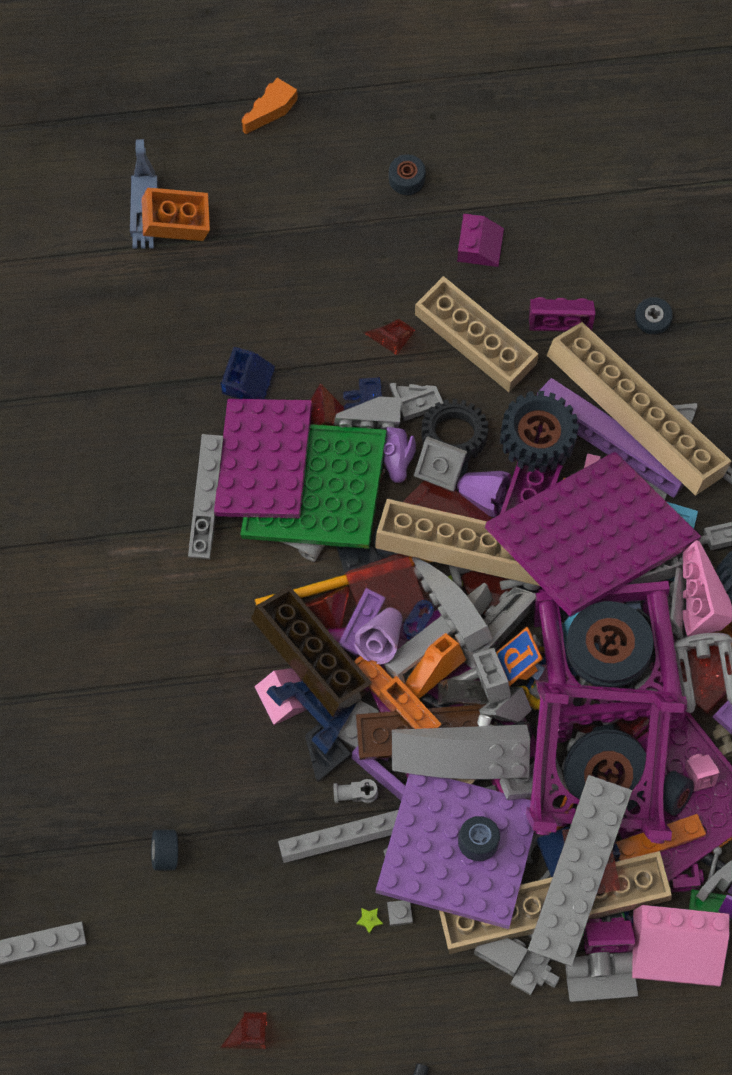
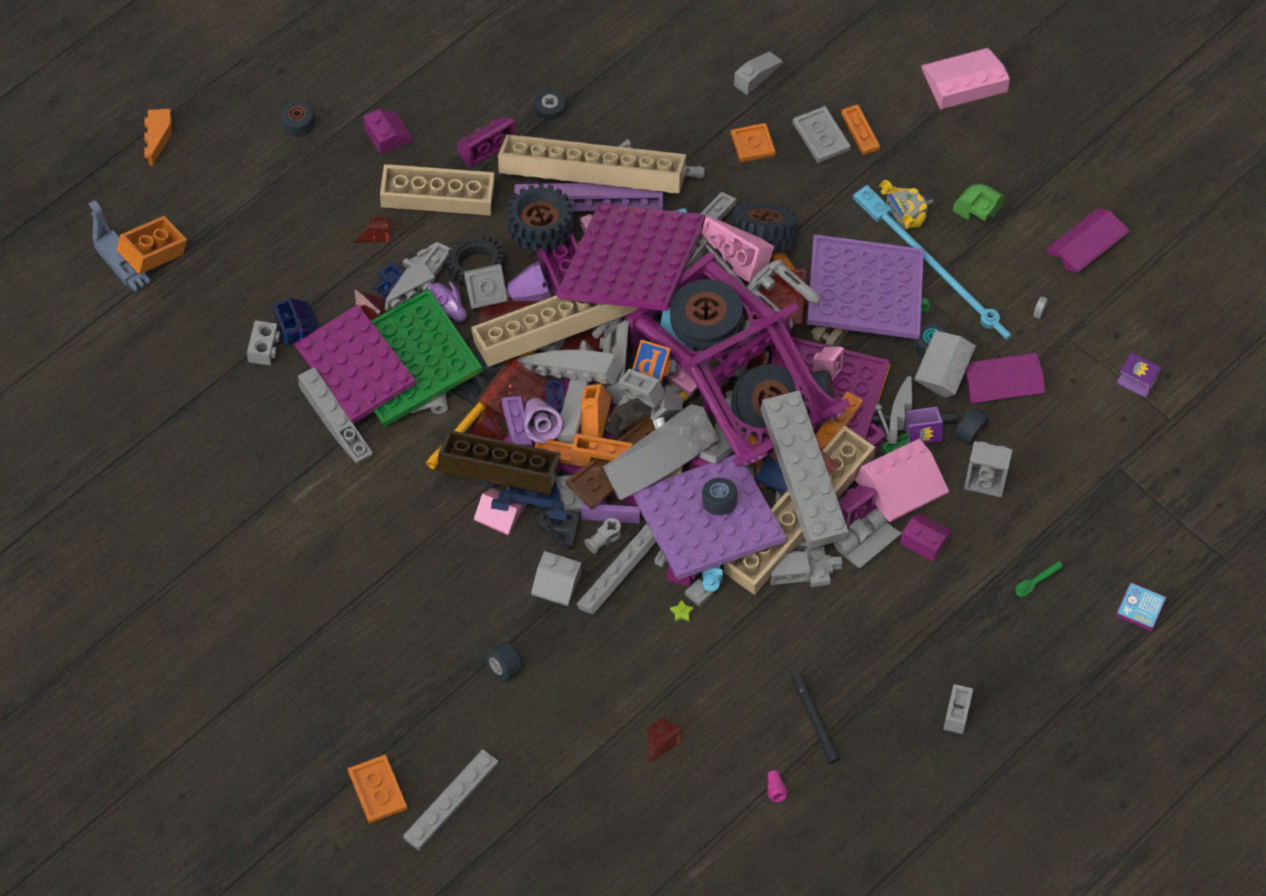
camera: 40 degrees left, 10 degrees down
(197, 375) = (260, 342): none -> light grey brick
(278, 803) = (556, 578): none -> light grey slope
(415, 913) = (712, 578): none -> medium azure hips
(660, 1015) = (925, 536): none -> magenta slope

